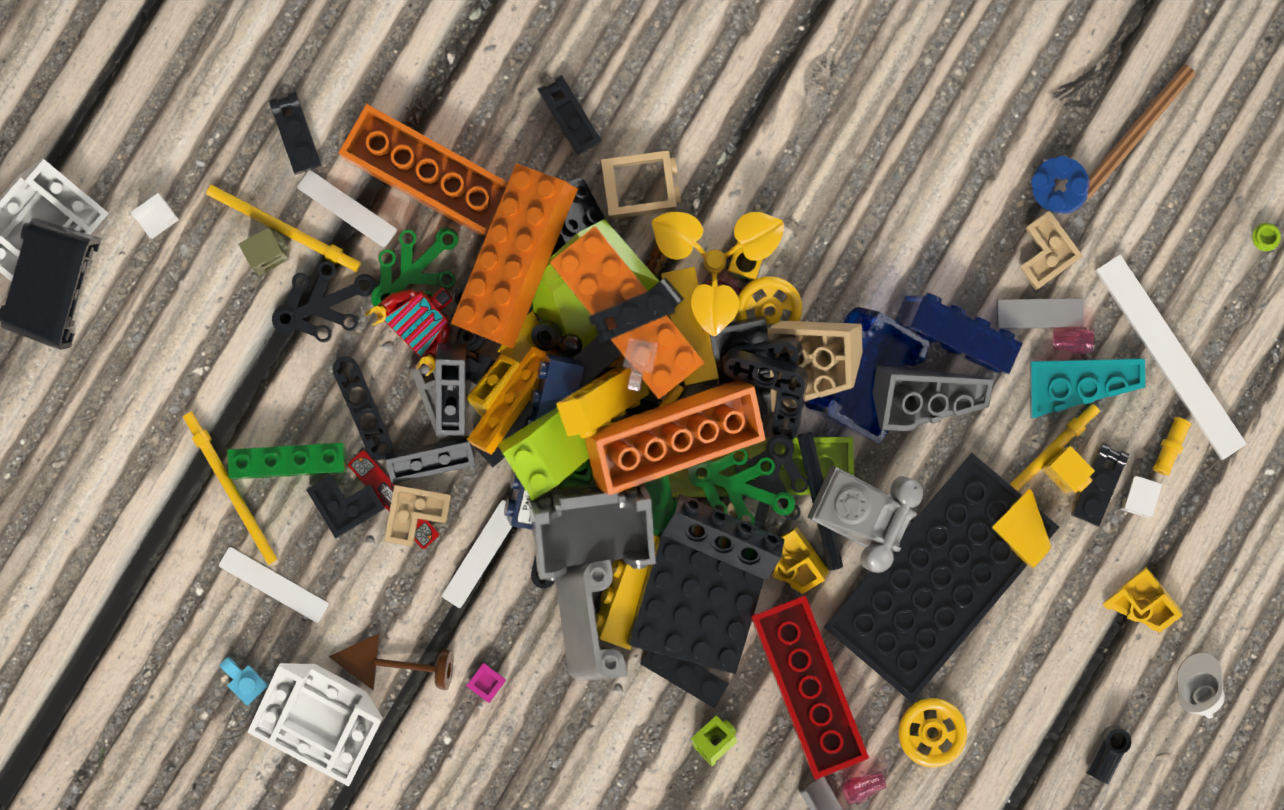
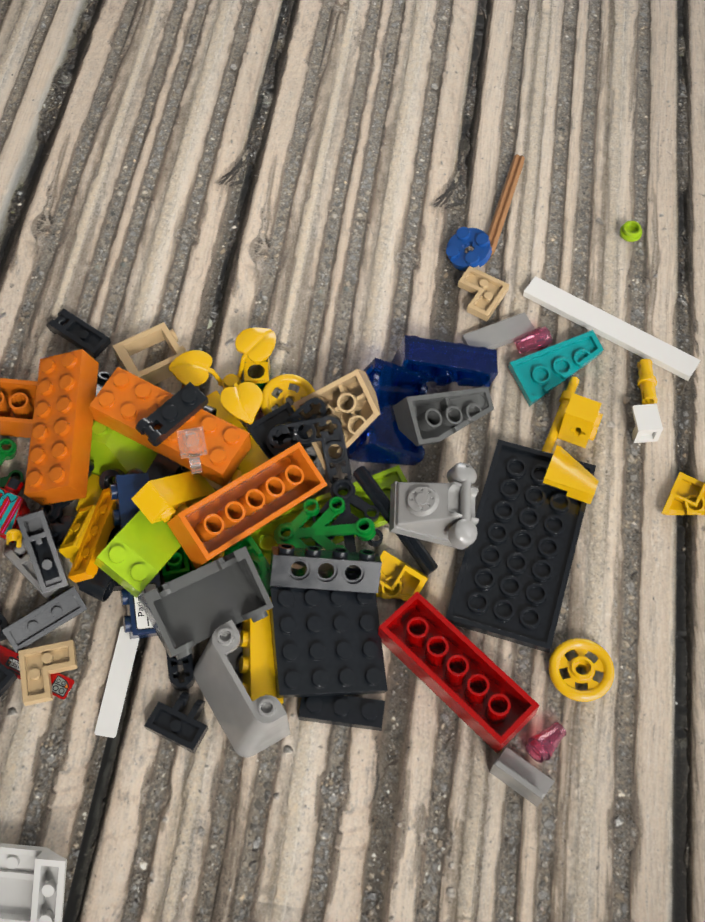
camera: 15 degrees left, 25 degrees down
(362, 662) = (35, 820): reddish brown piece -> none
(486, 682) = (161, 792): dark pink plate -> none
(521, 625) = (176, 726): none -> black hinge
(714, 729) = (393, 755): lime brick -> none
(1097, 495) = (610, 433): black plate -> none

